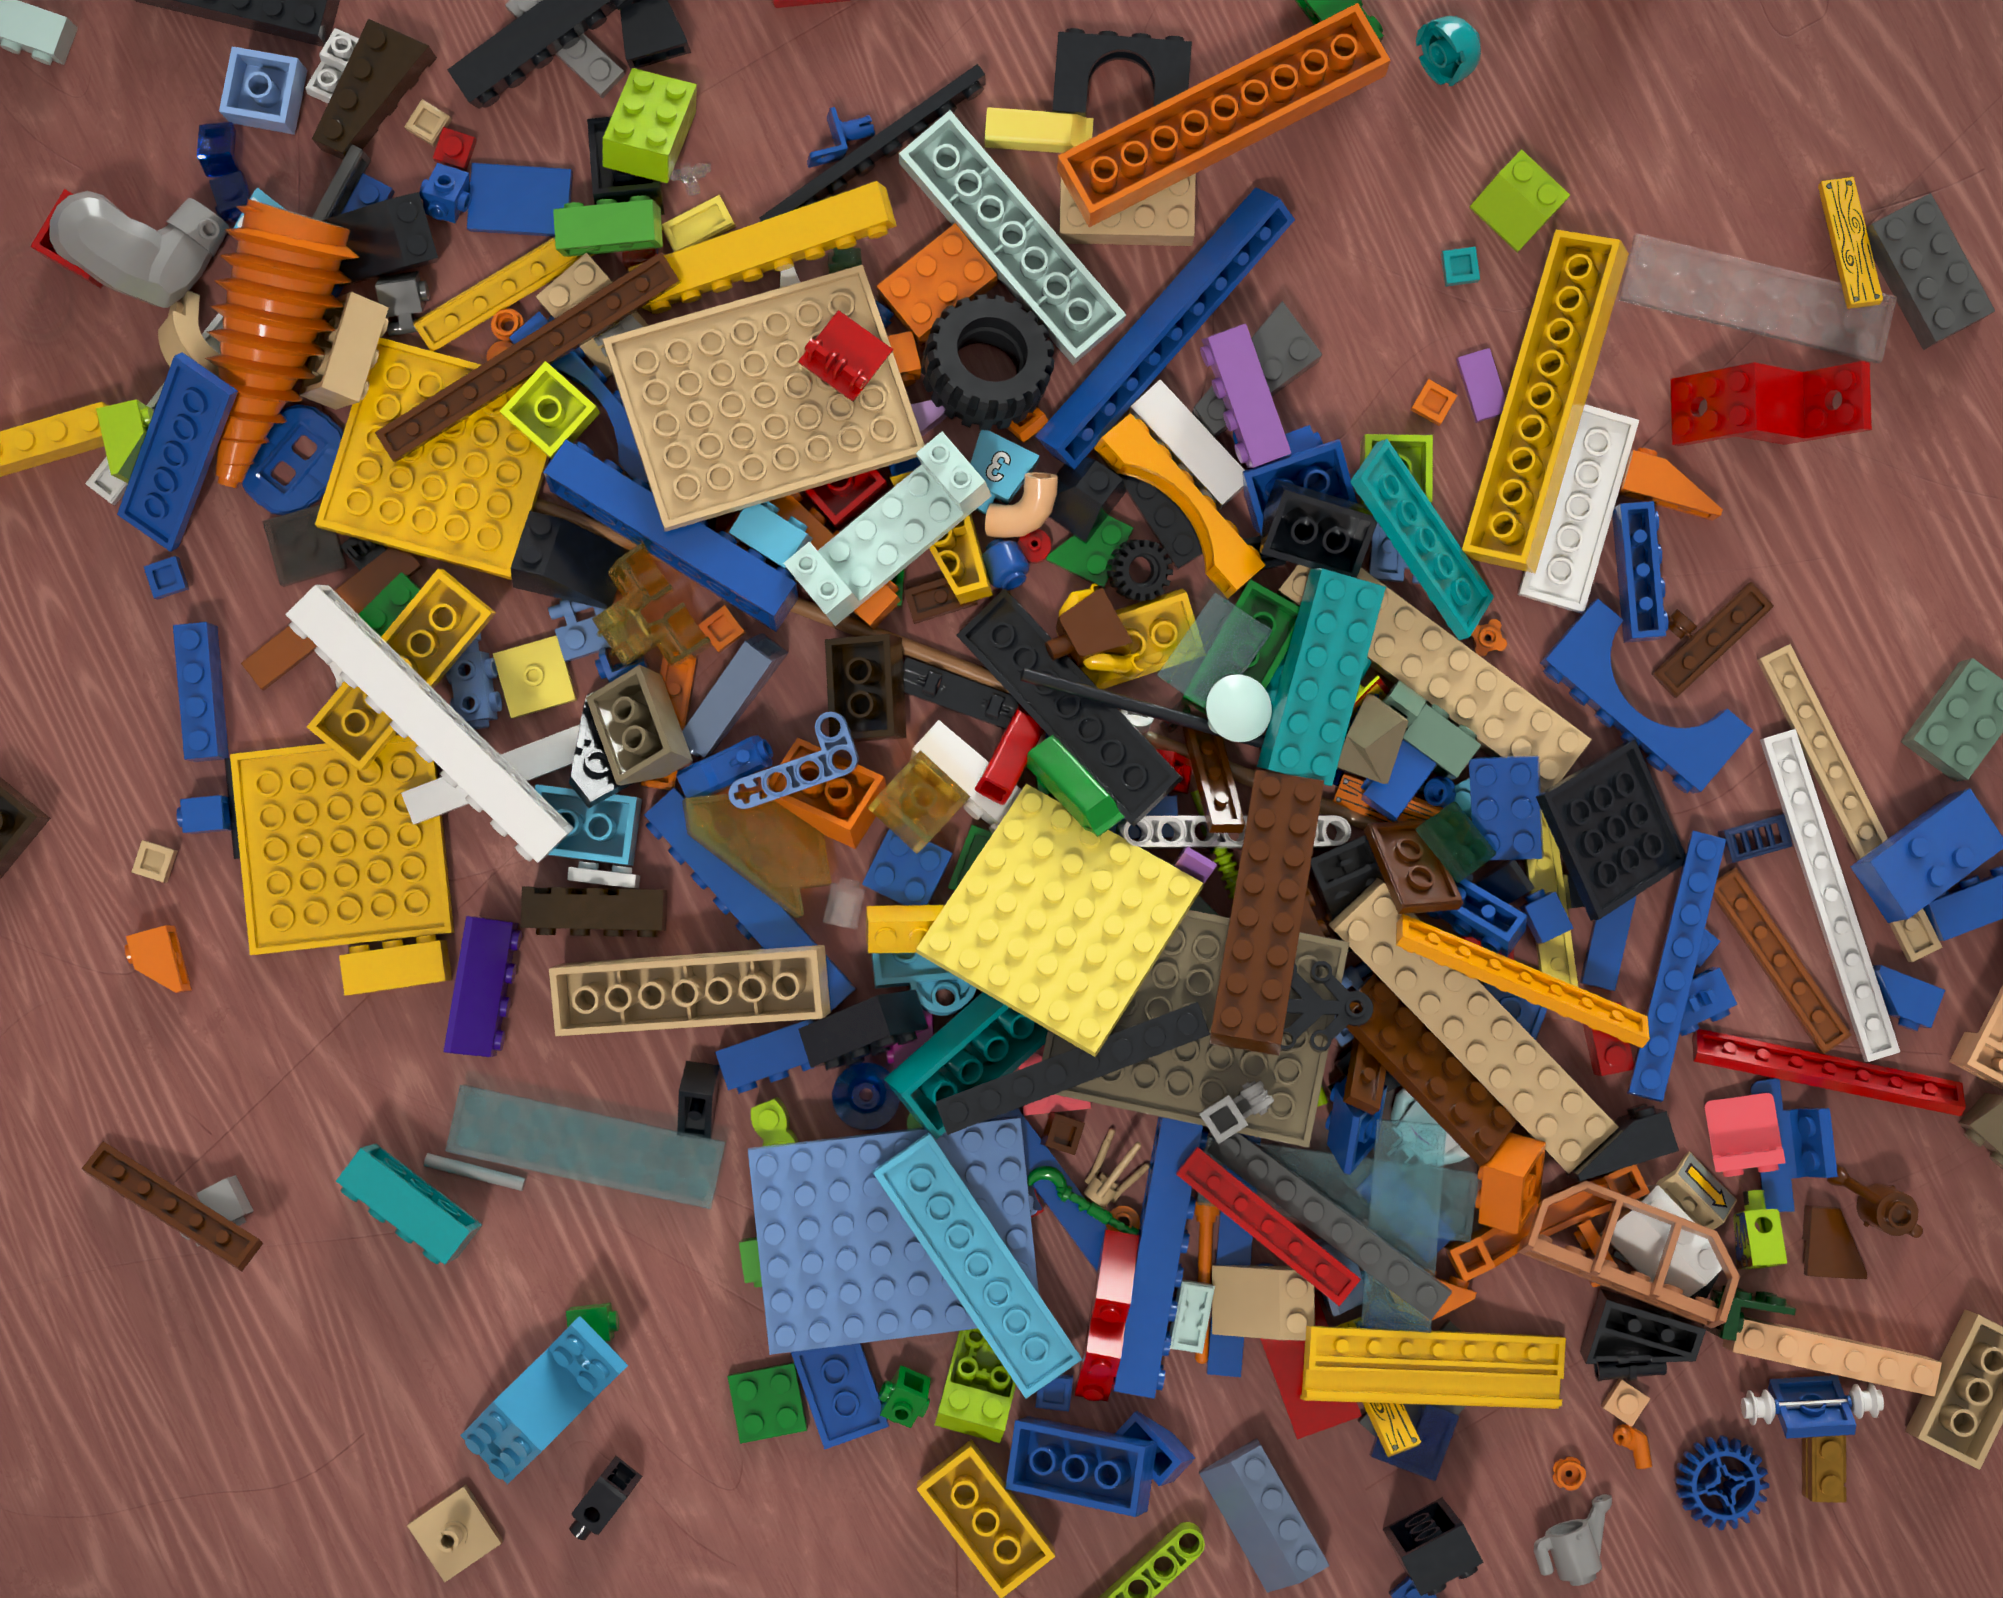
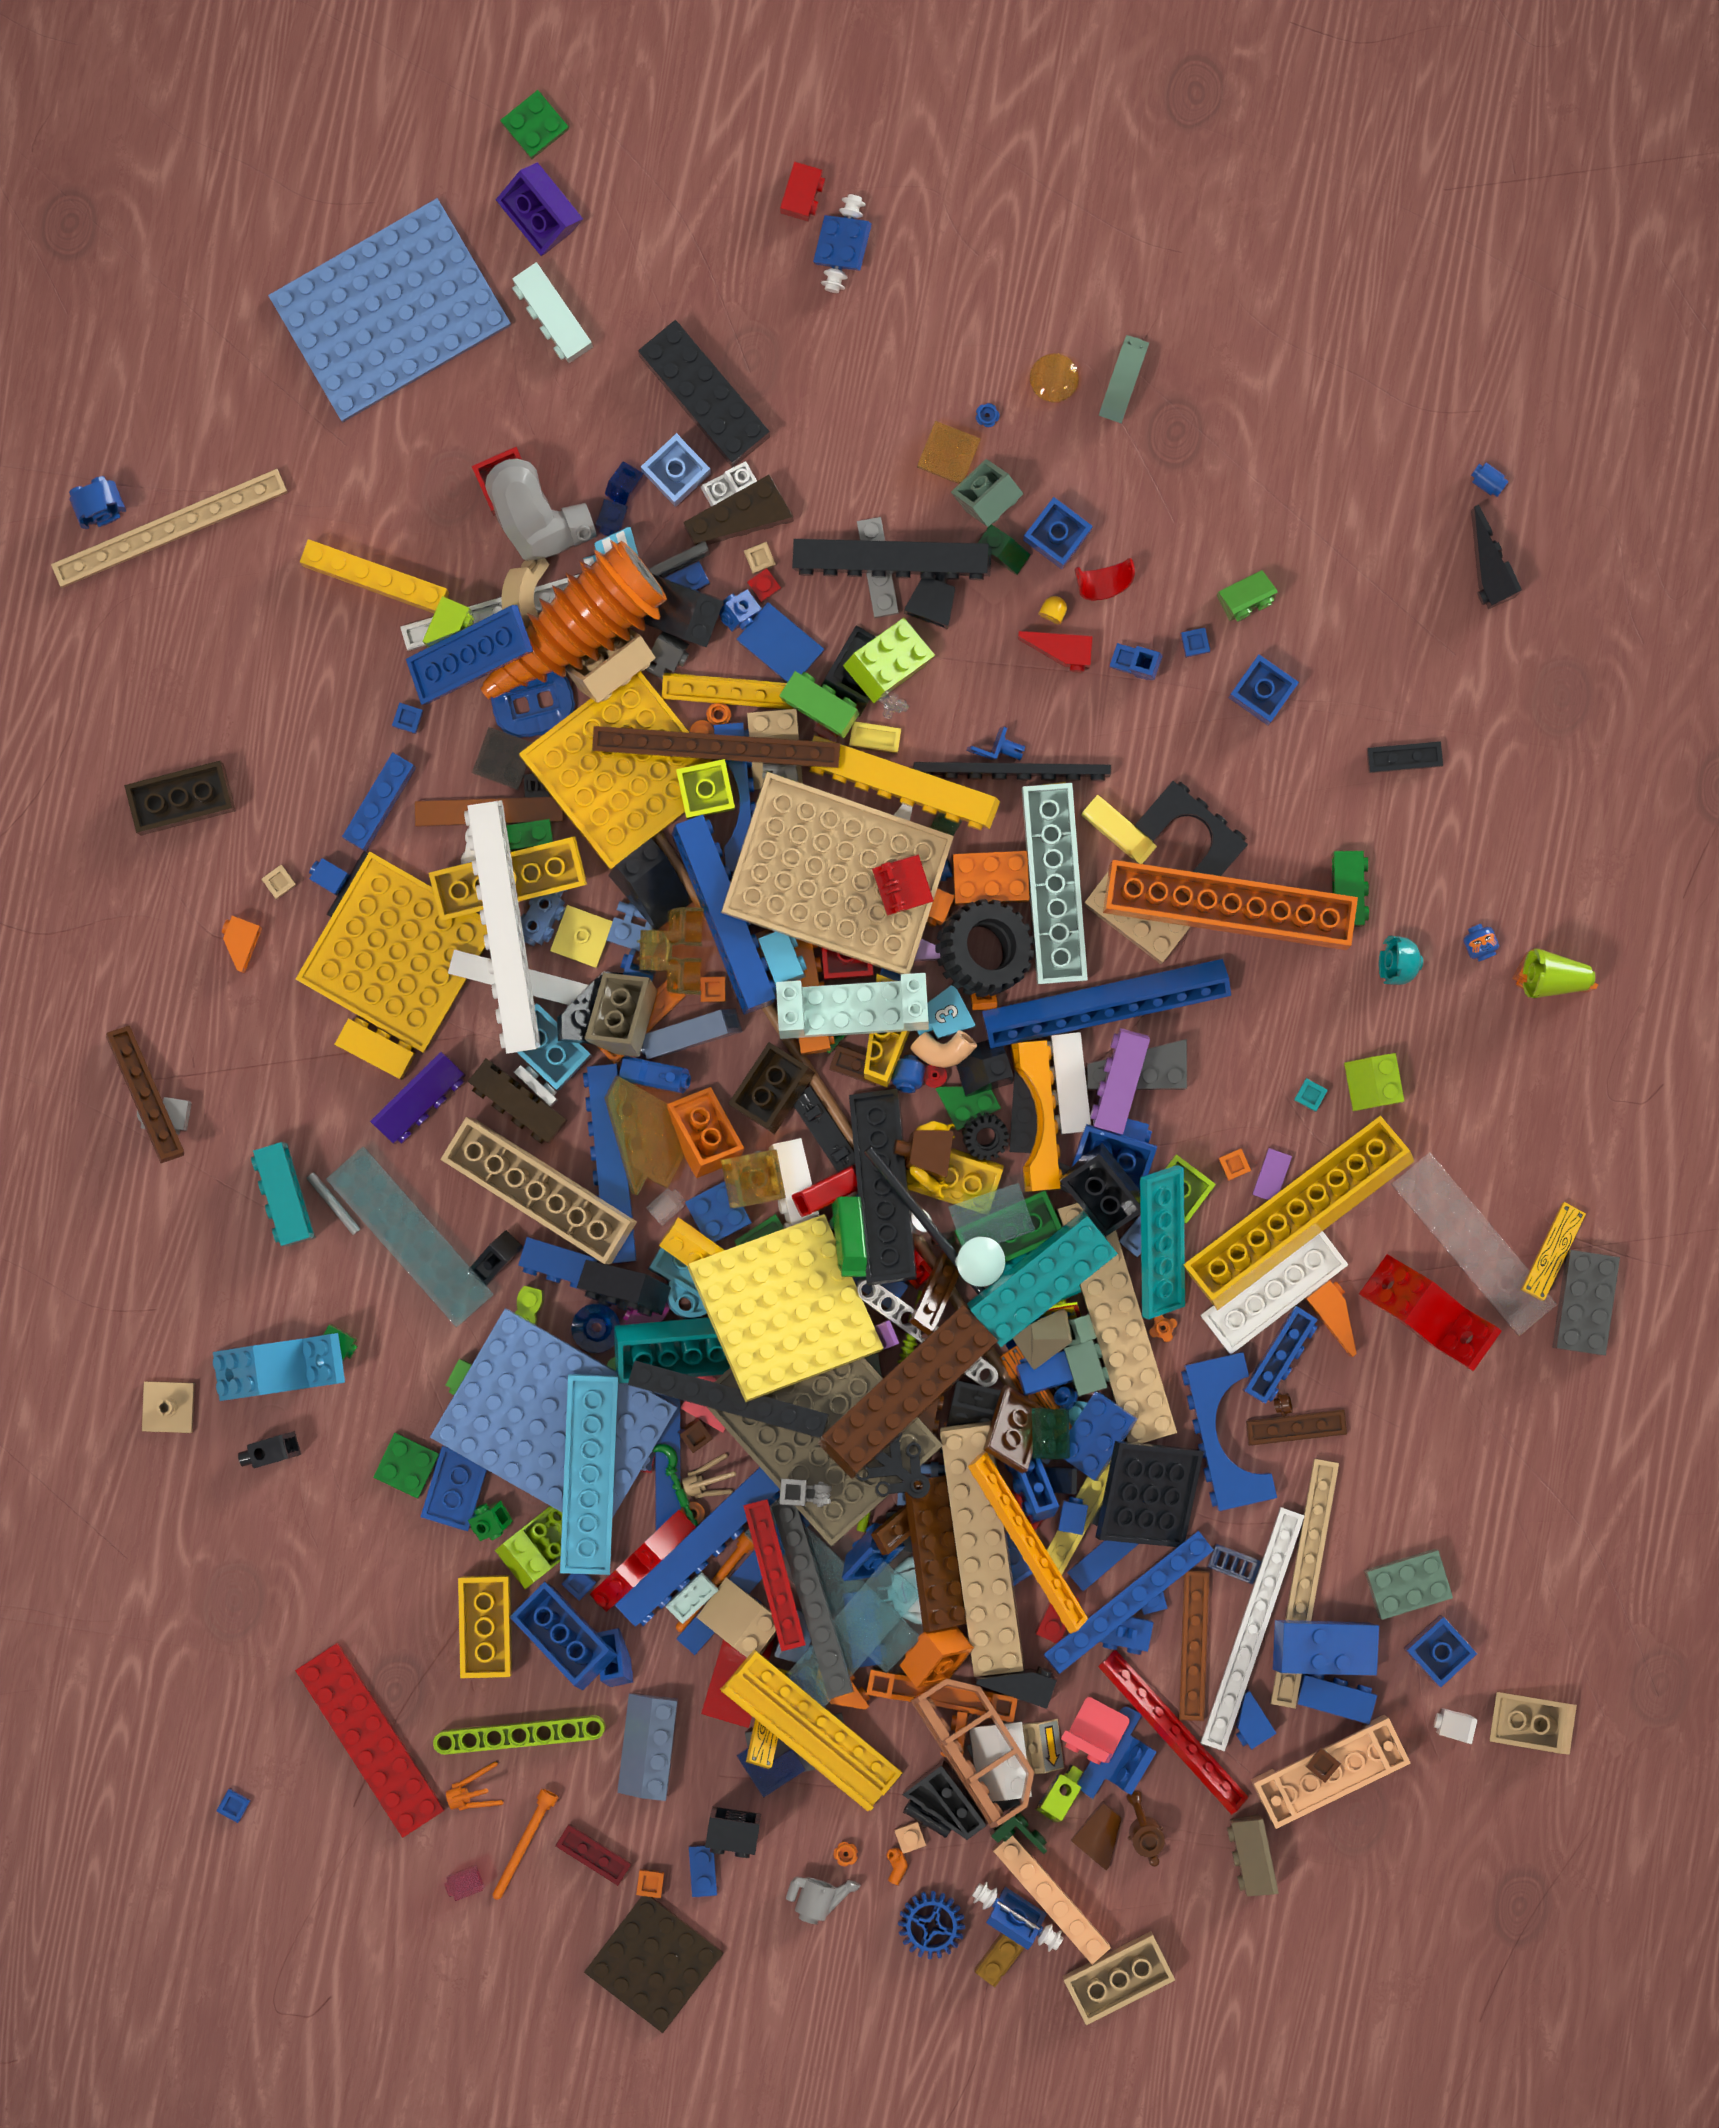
camera: 30 degrees right, 0 degrees up
(792, 769) = (693, 1105): medium blue beam -> none

